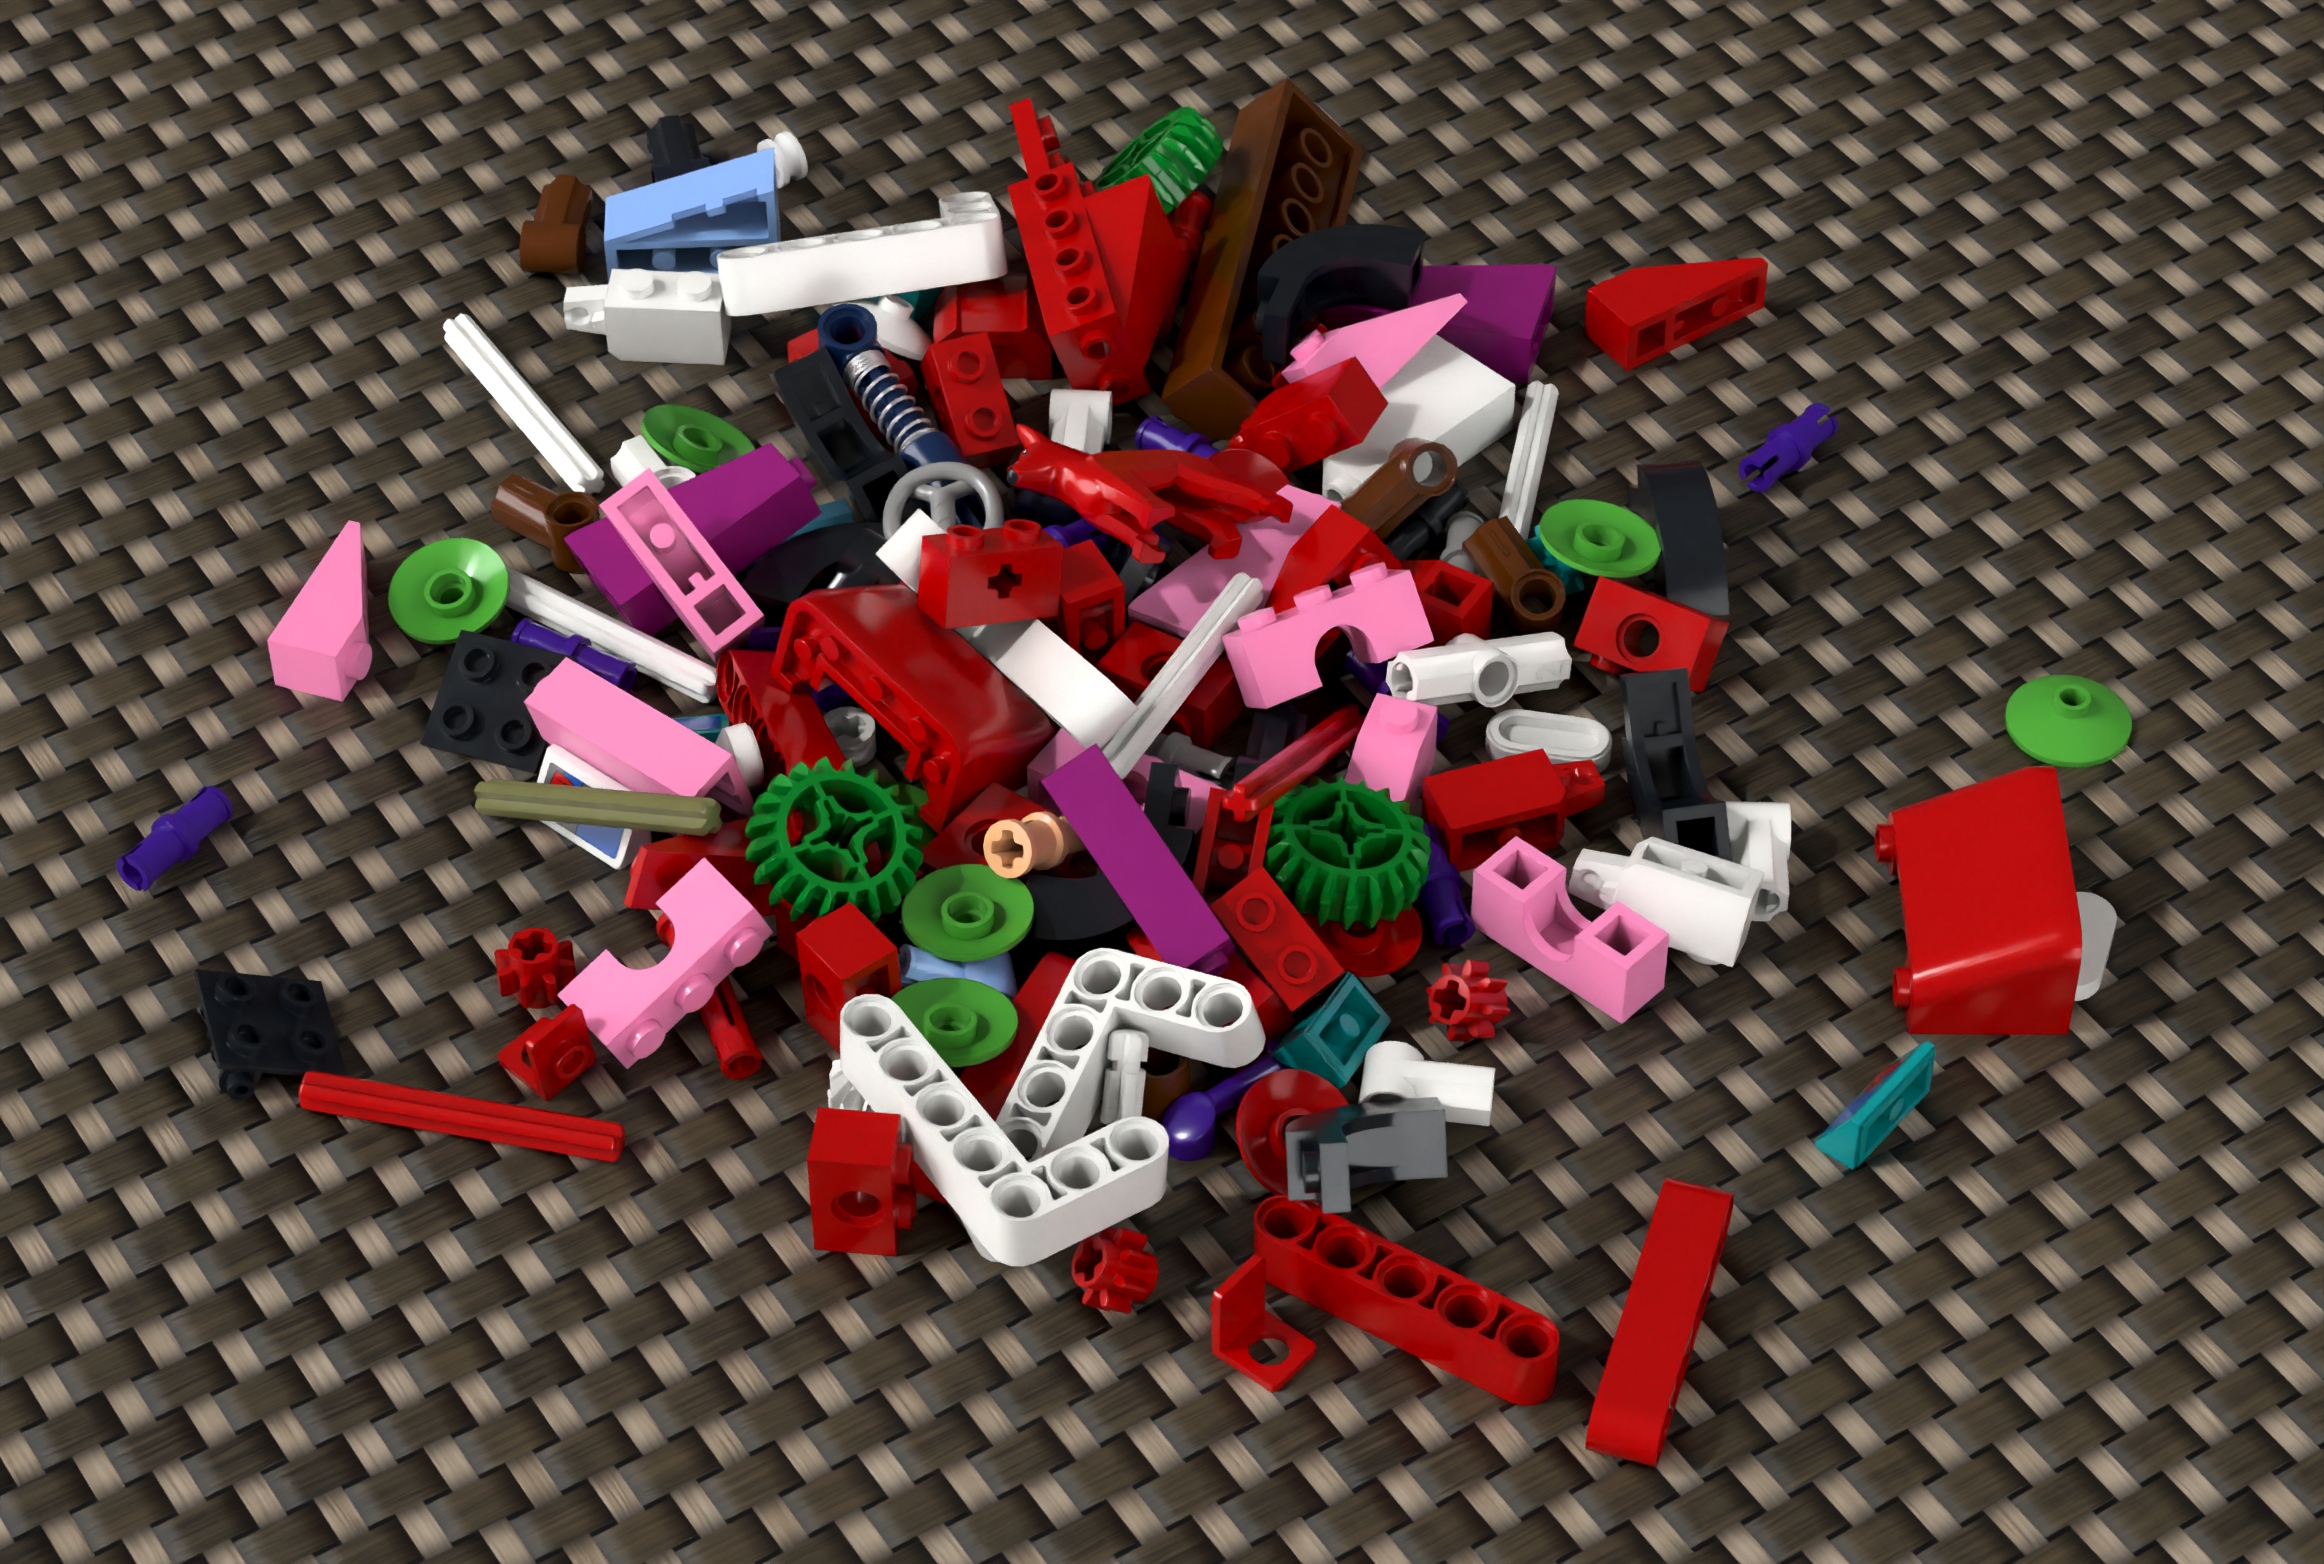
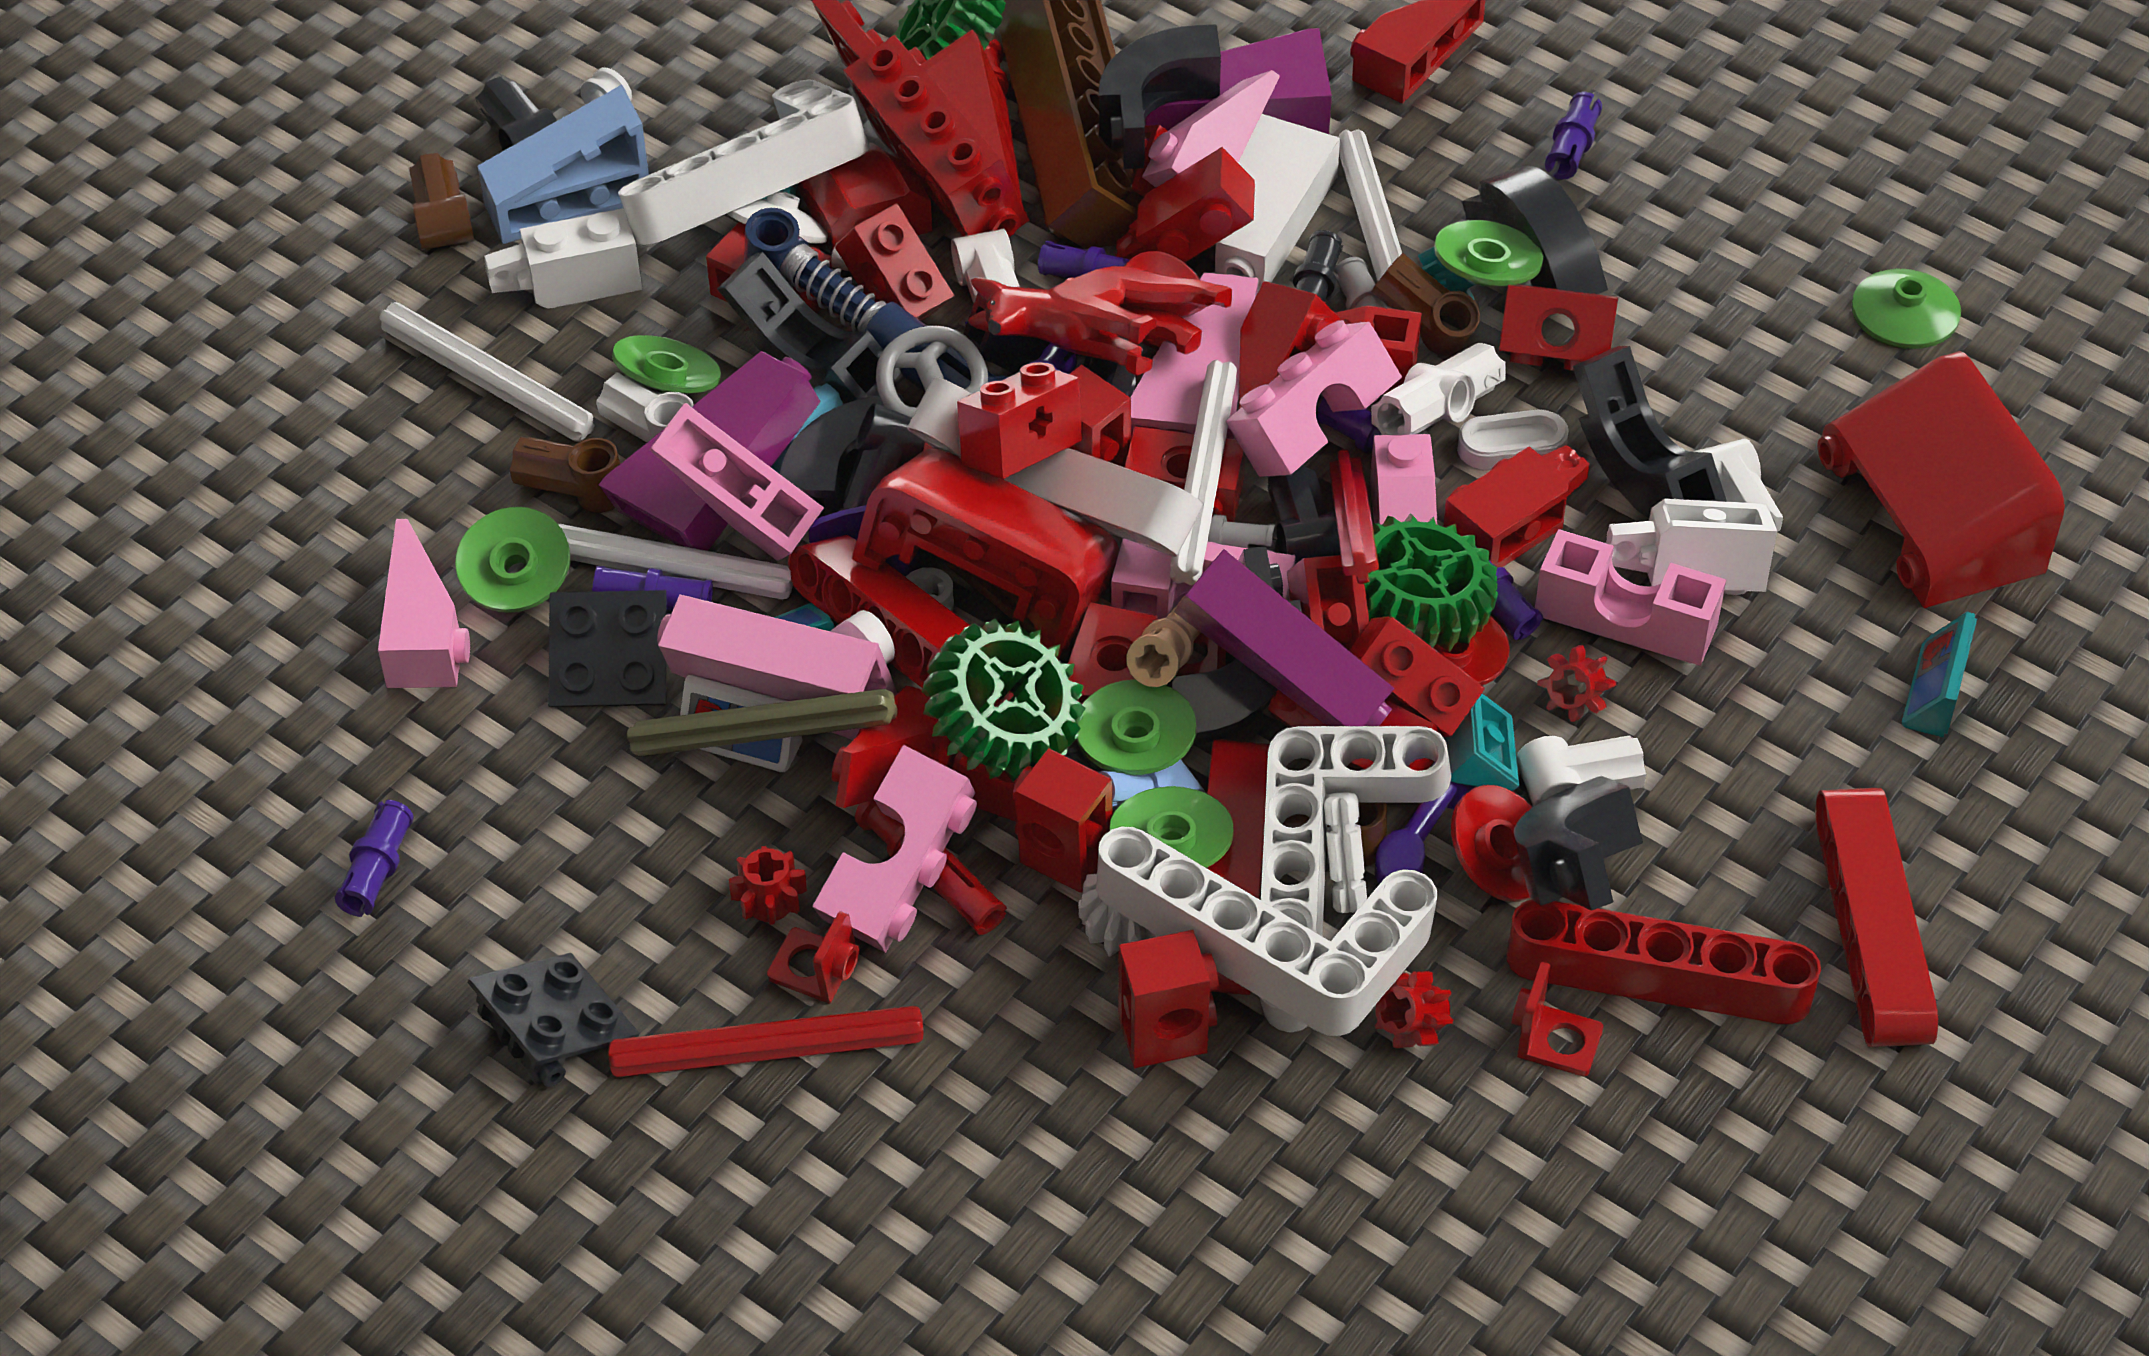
camera: 20 degrees left, 5 degrees up
(1393, 491) = (1295, 251): reddish brown piece -> none

